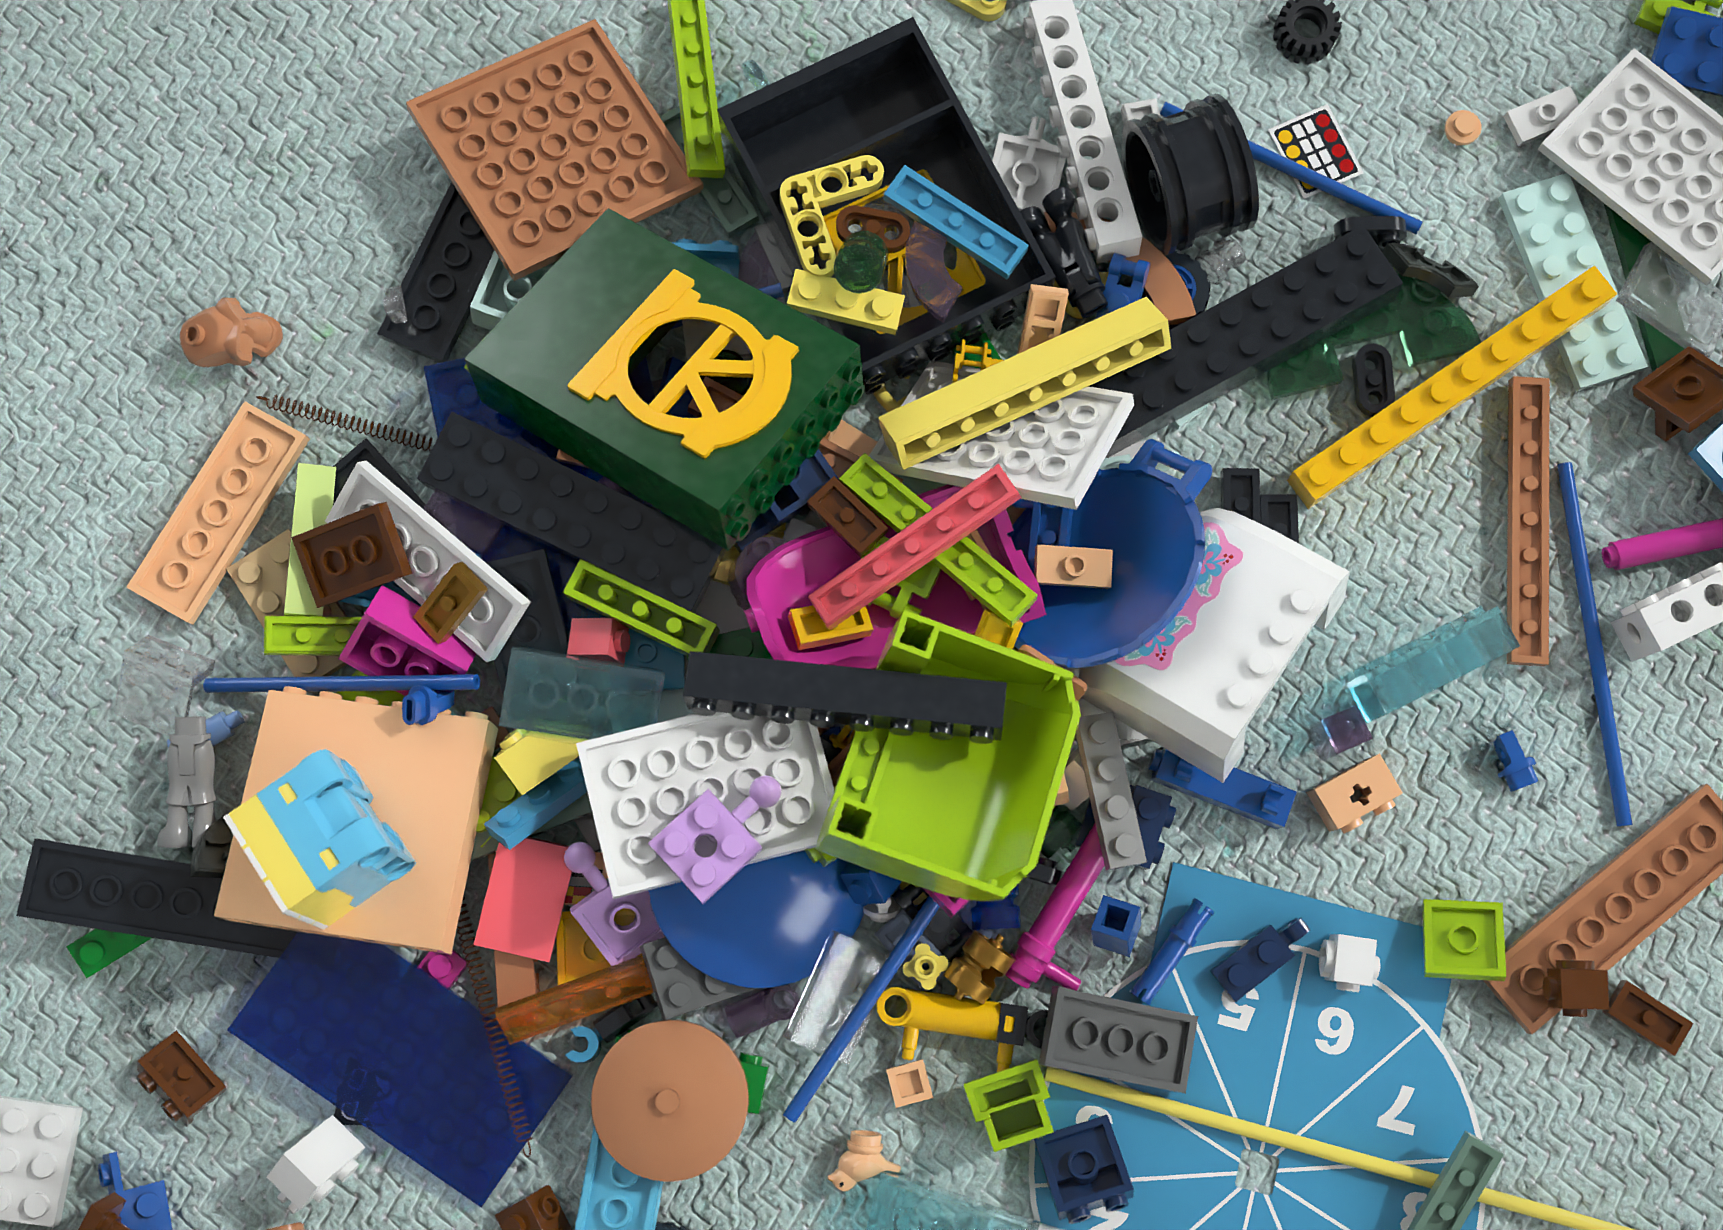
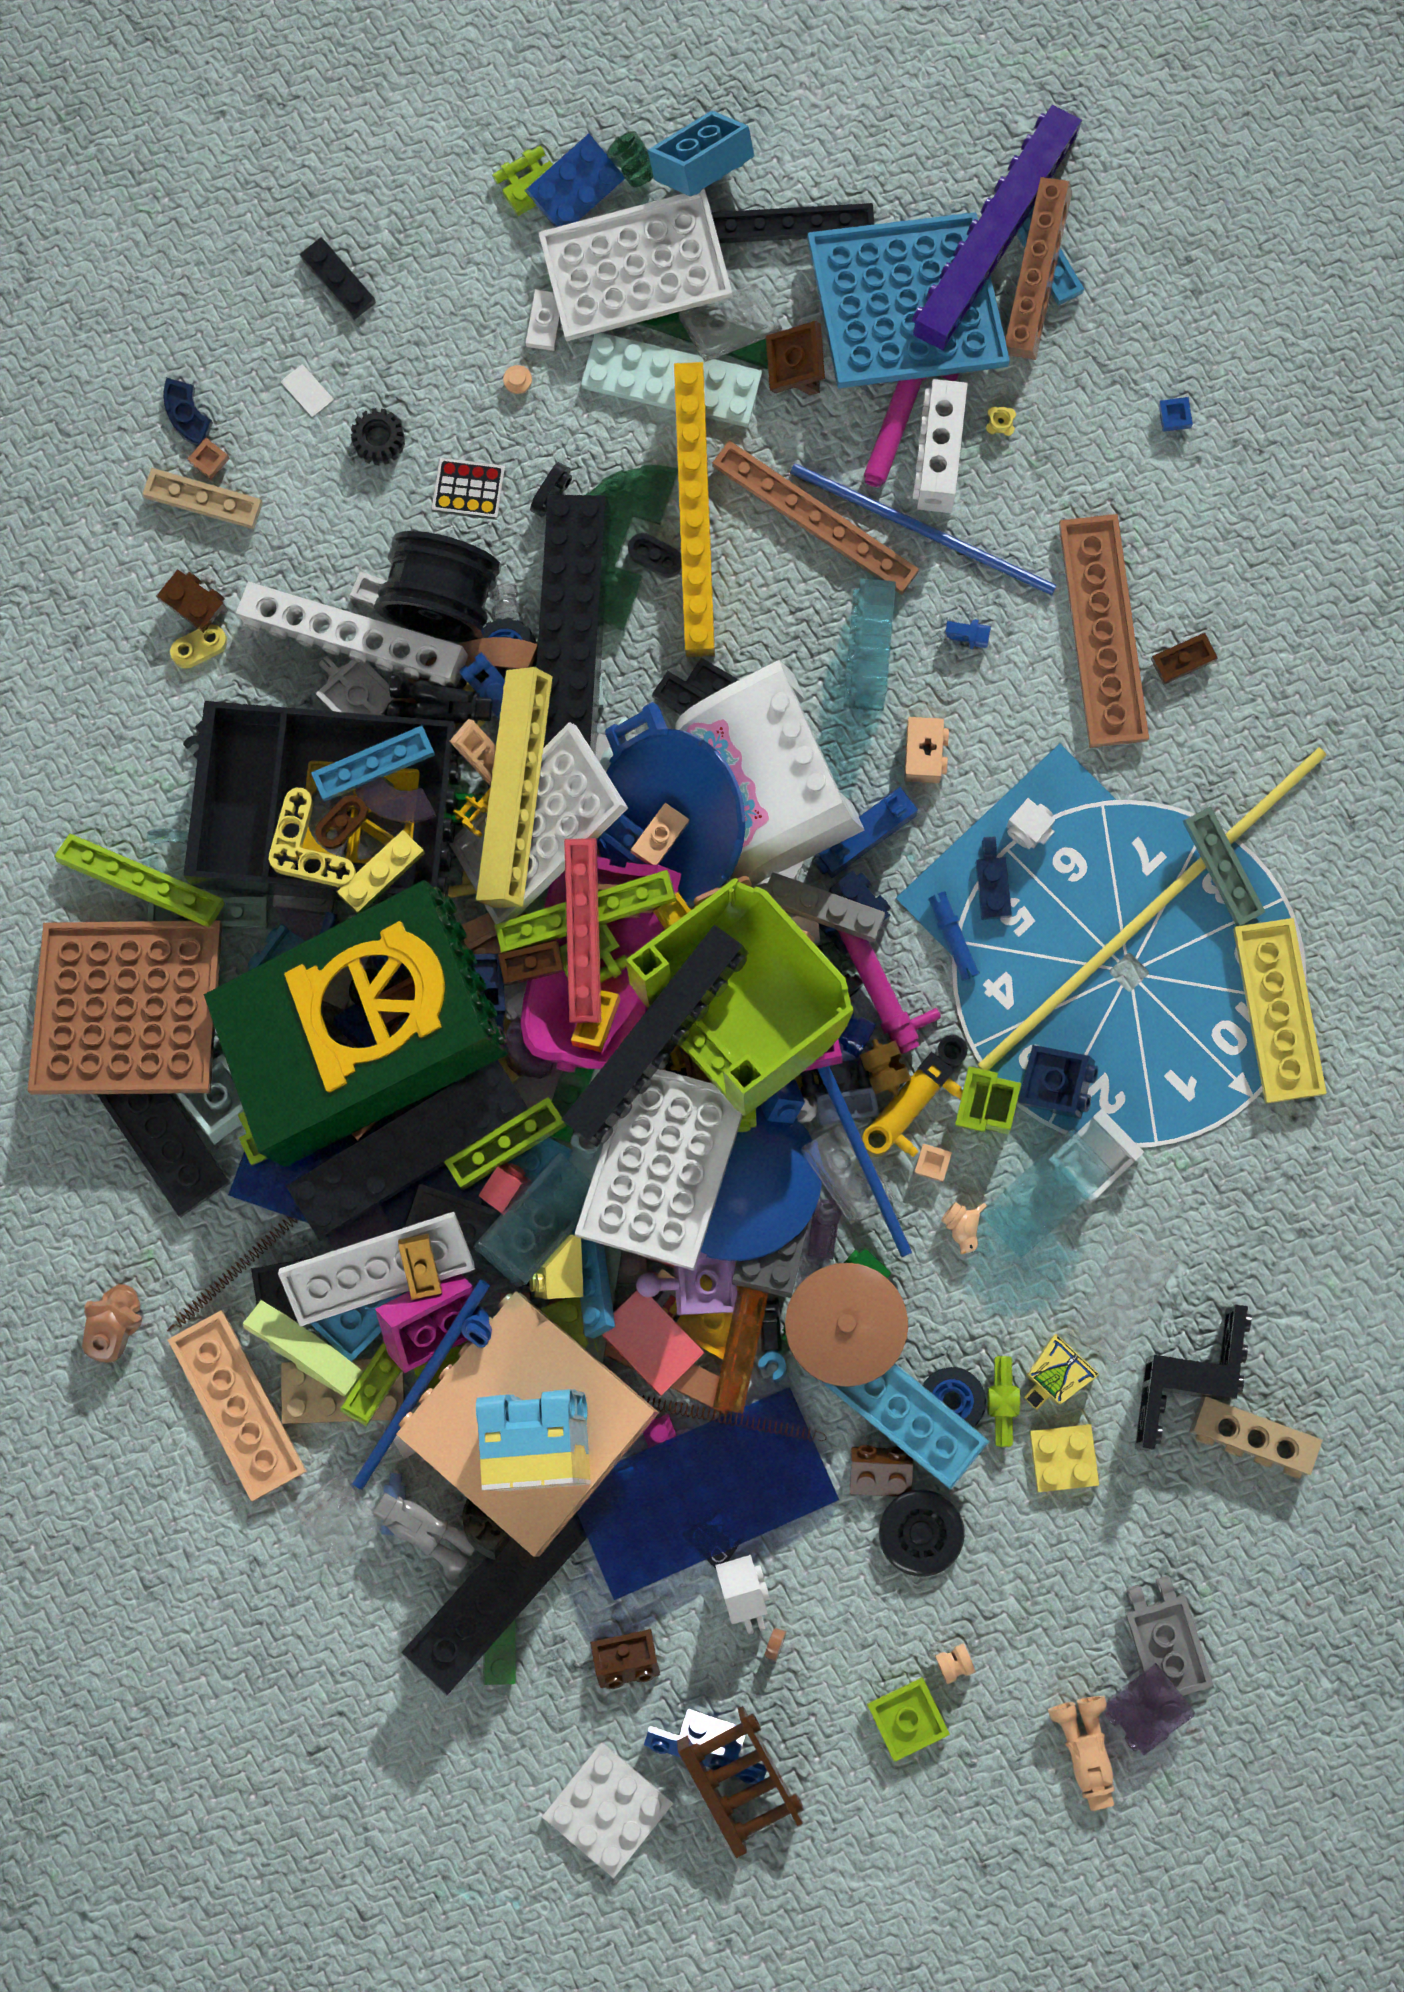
camera: 55 degrees left, 0 degrees up
(352, 554) = (339, 1319): reddish brown plate -> none
(394, 304) = (167, 1189): clear tile -> none
(734, 843) = (706, 1167): lavender plate -> none
(861, 262) = (363, 843): clear green wheel -> none
(924, 955) = (871, 1105): light yellow plate -> none
(1116, 925) = (914, 960): blue brick -> none
(1118, 1039) = (988, 1005): dark grey plate -> none
(1318, 180) = (484, 504): blue piece -> none
(1346, 729) = (879, 727): clear purple tile -> none
(1446, 277) = (614, 461): pearl dark grey tile -> none
(1463, 940) = (1062, 742): lime plate -> none
(1576, 987) = (1135, 691): reddish brown brick -> none

